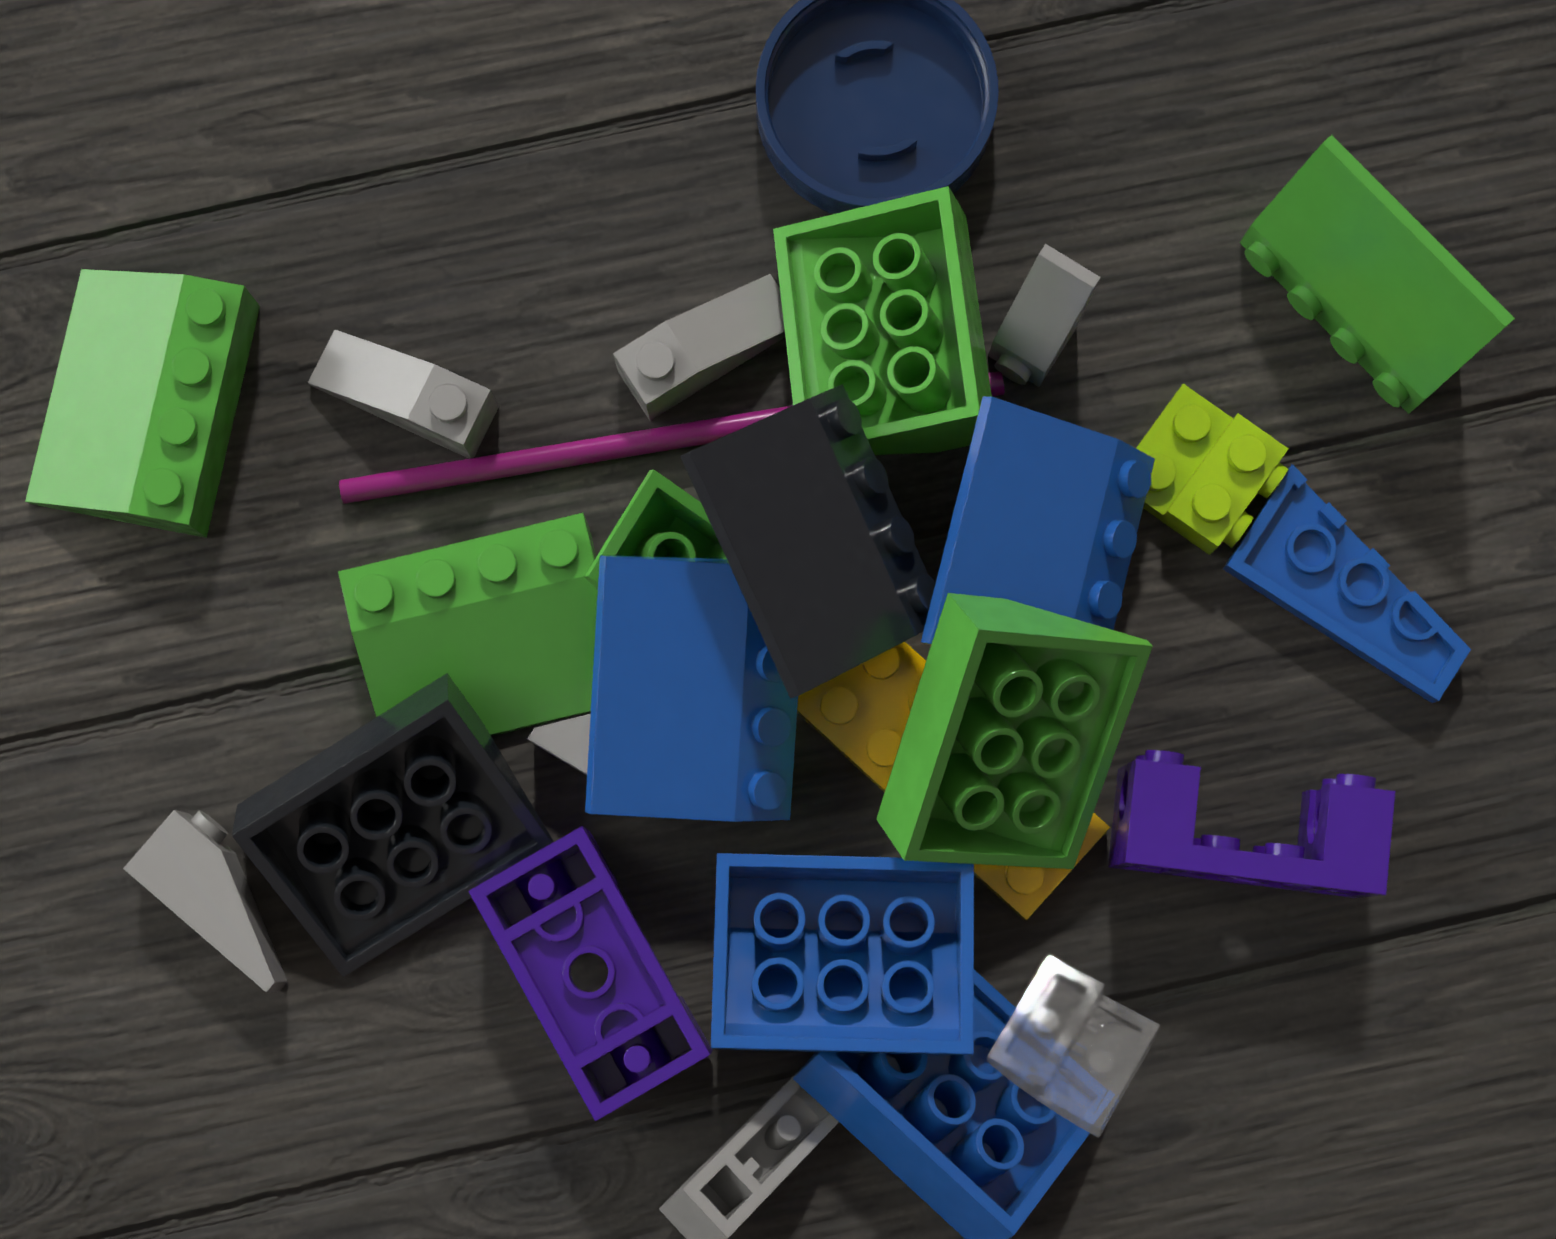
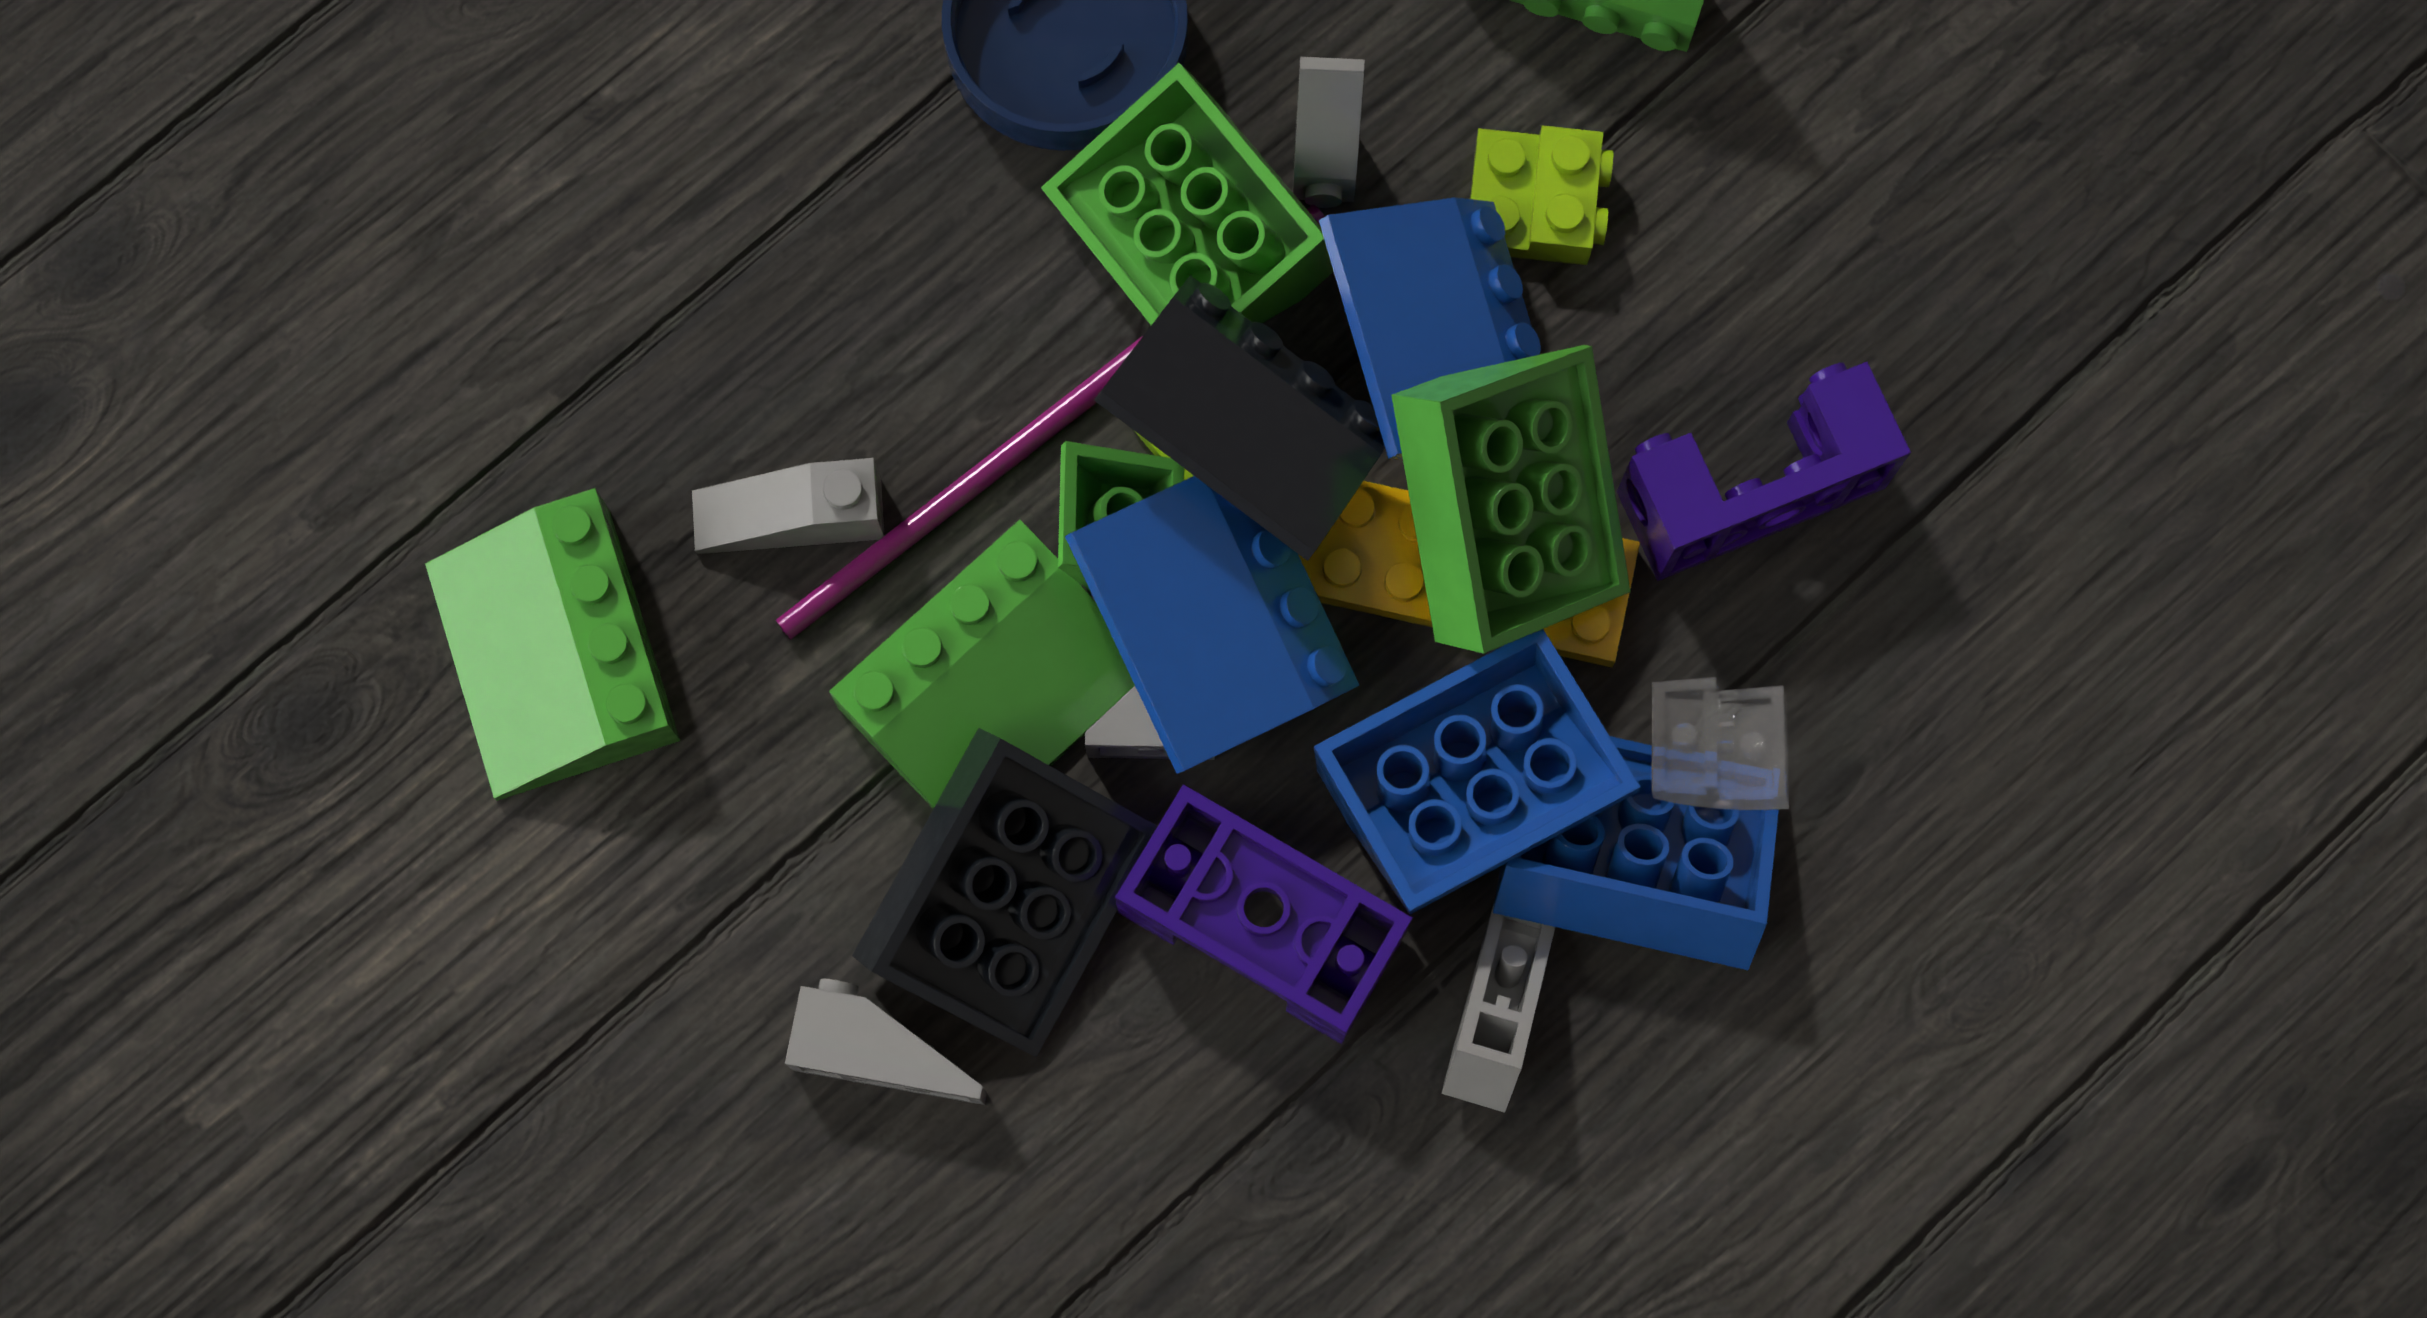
camera: 30 degrees left, 5 degrees down
(701, 345) = (1035, 325): light grey slope -> none
(1327, 577) = (1706, 227): blue wing -> none

